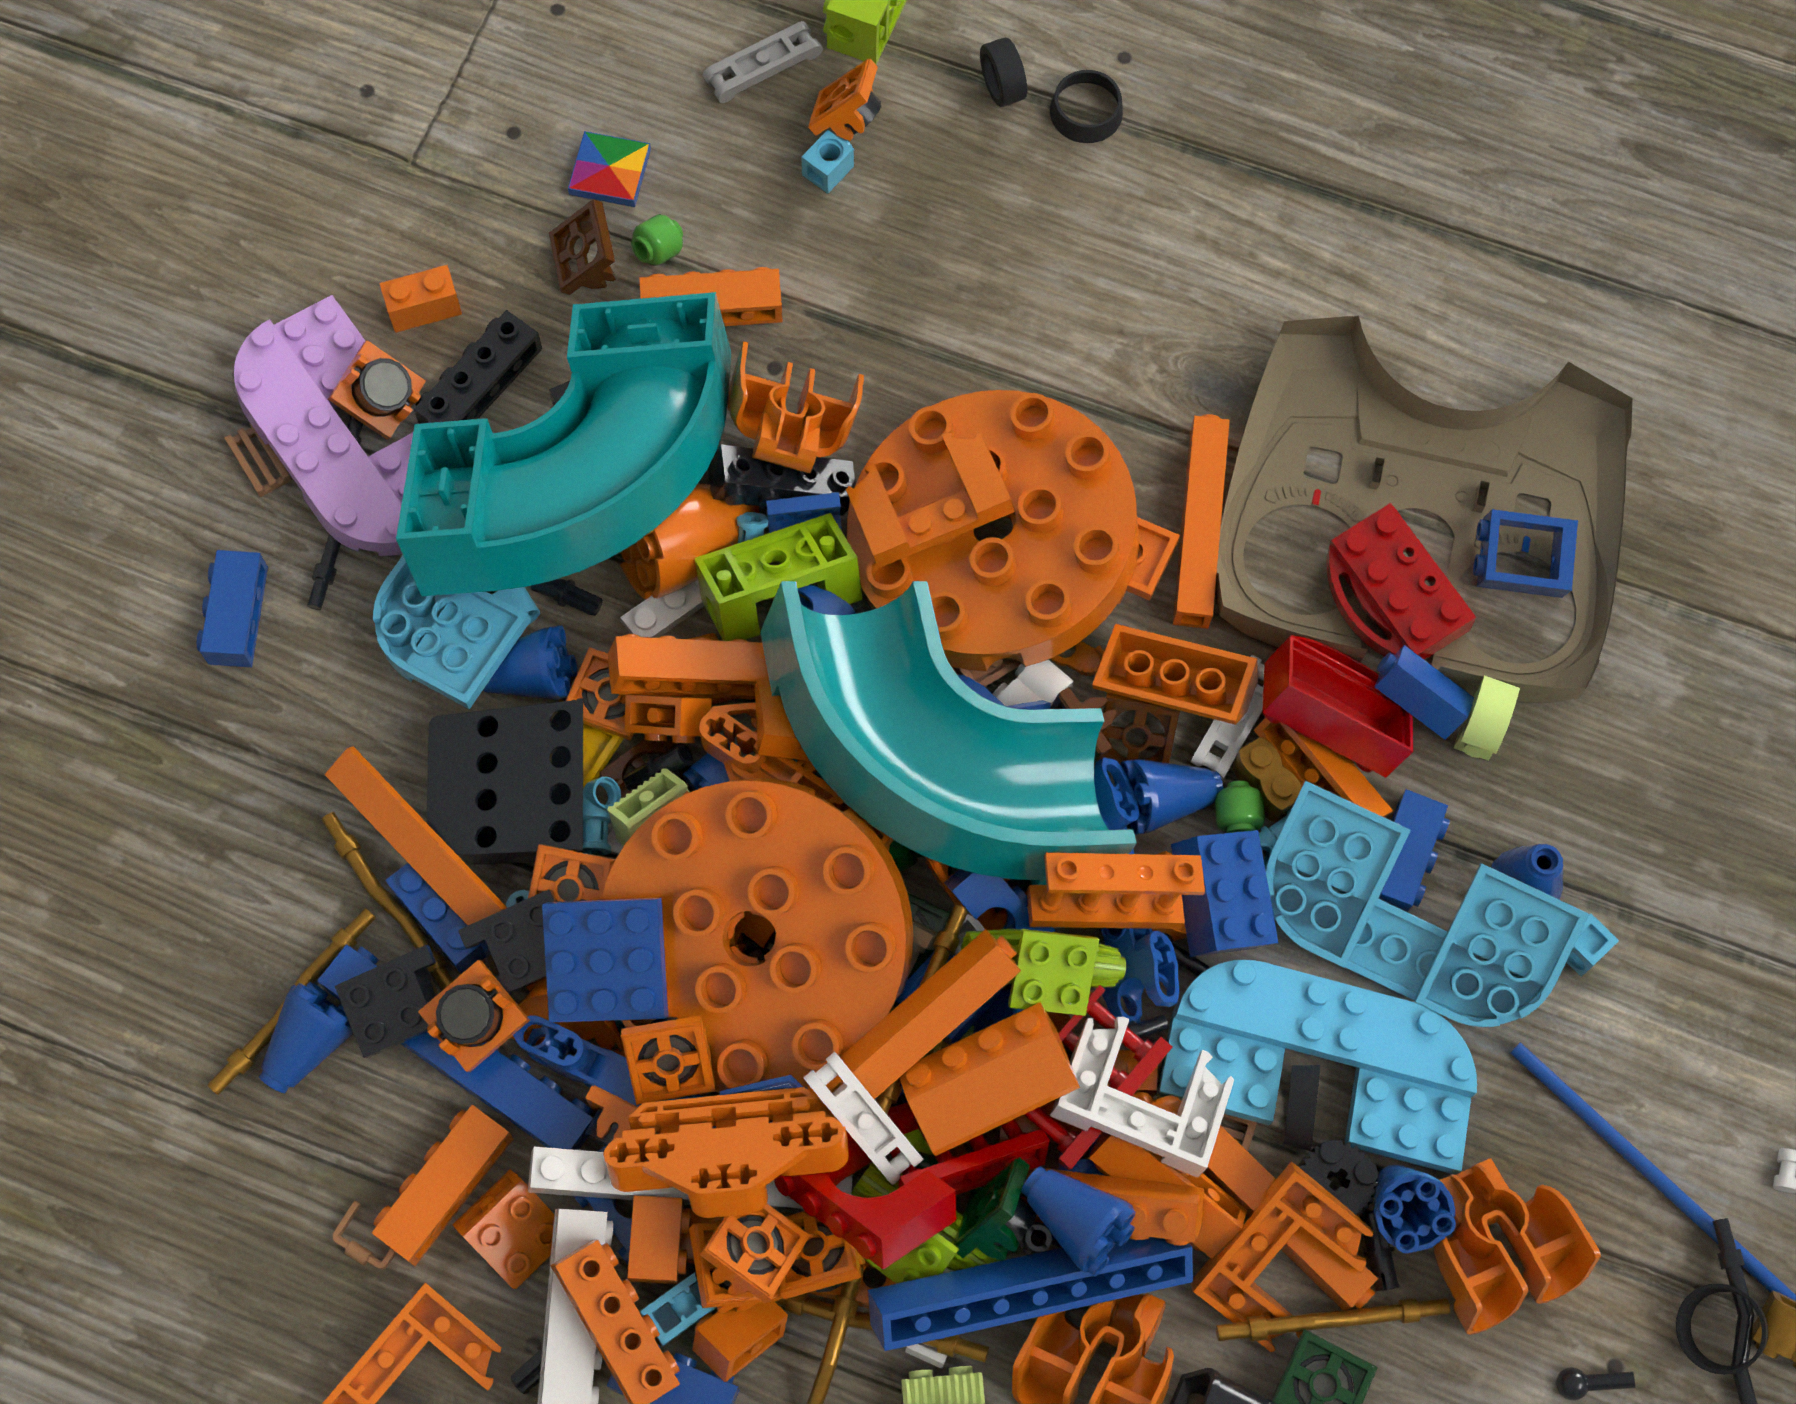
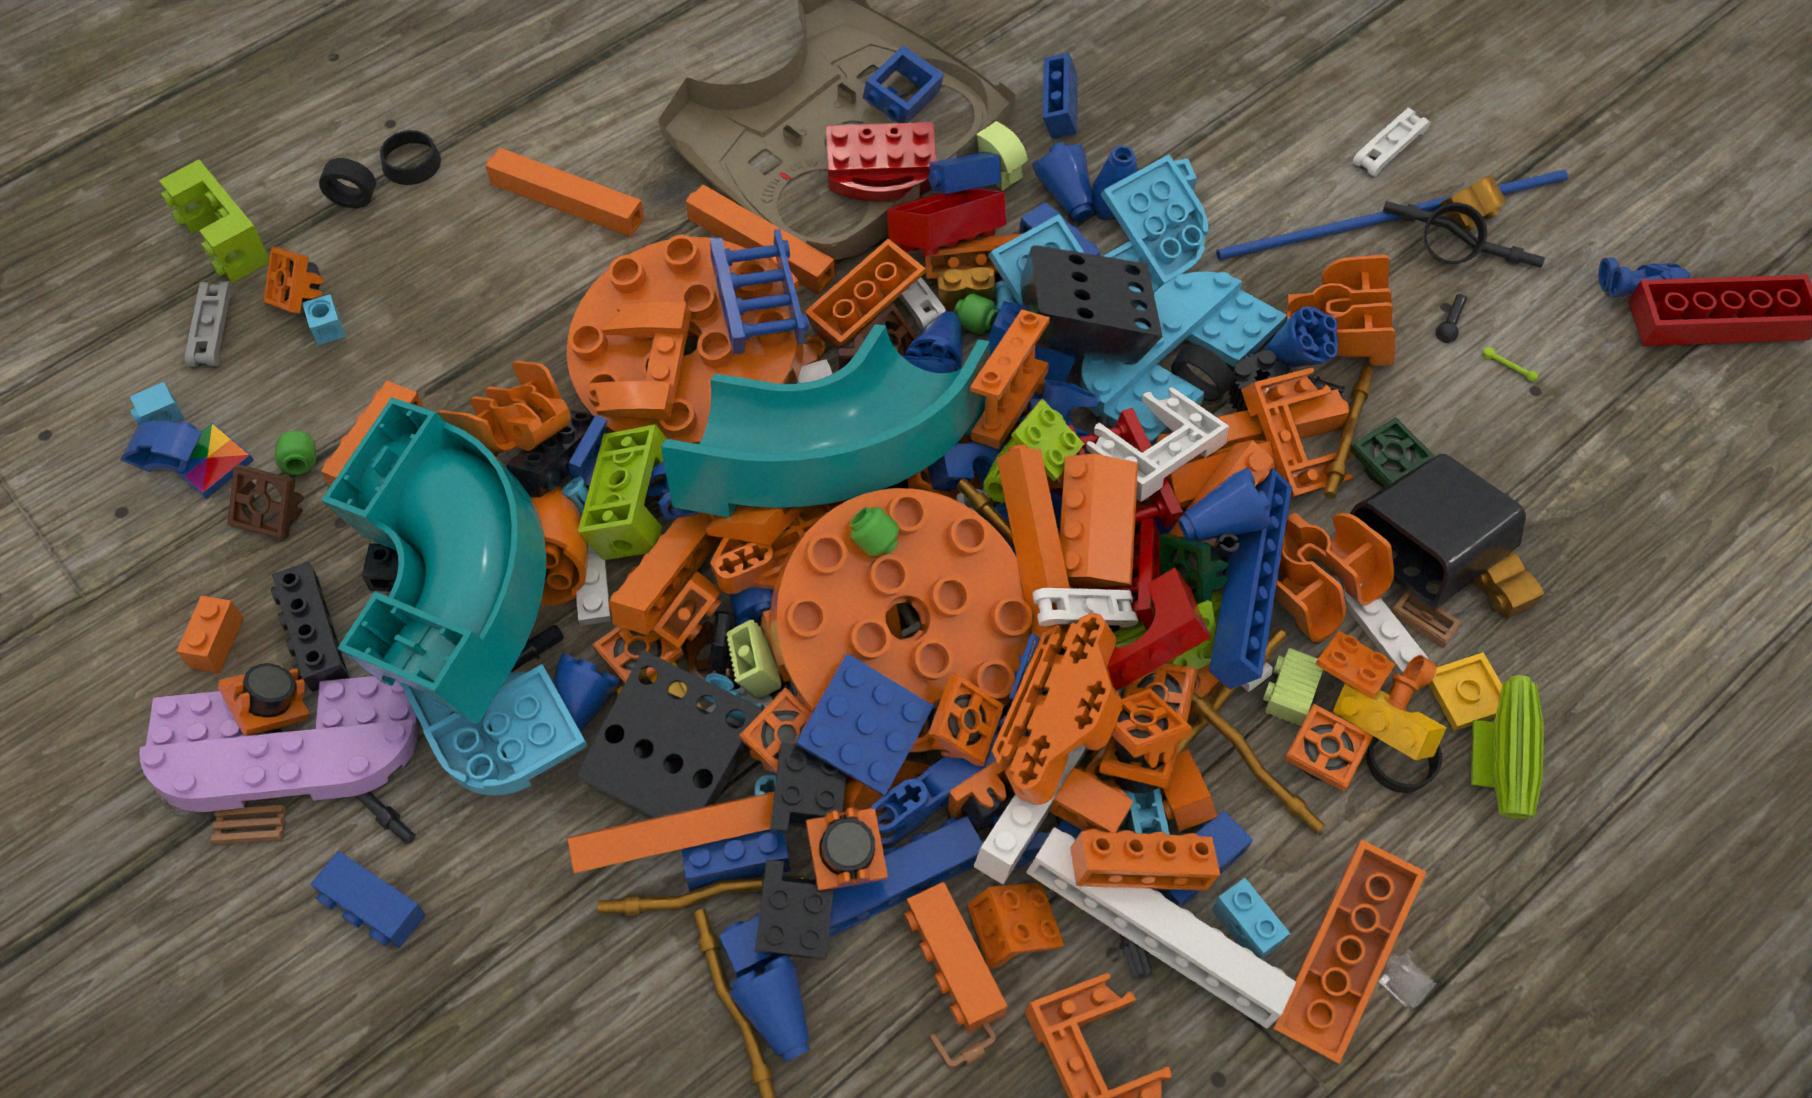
camera: 60 degrees left, 10 degrees down
(592, 119) = (162, 445): none -> blue brick
(635, 84) = (155, 405): none -> medium azure brick
(800, 849) = (874, 531): none -> bright green head
(1063, 525) = (735, 307): none -> blue fence
(1137, 286) = (565, 192): none -> orange brick
(1291, 920) = (1091, 304): none -> black piece
(1503, 815) = (1067, 179): none -> blue cone
(1633, 740) = (1060, 95): none -> blue brick

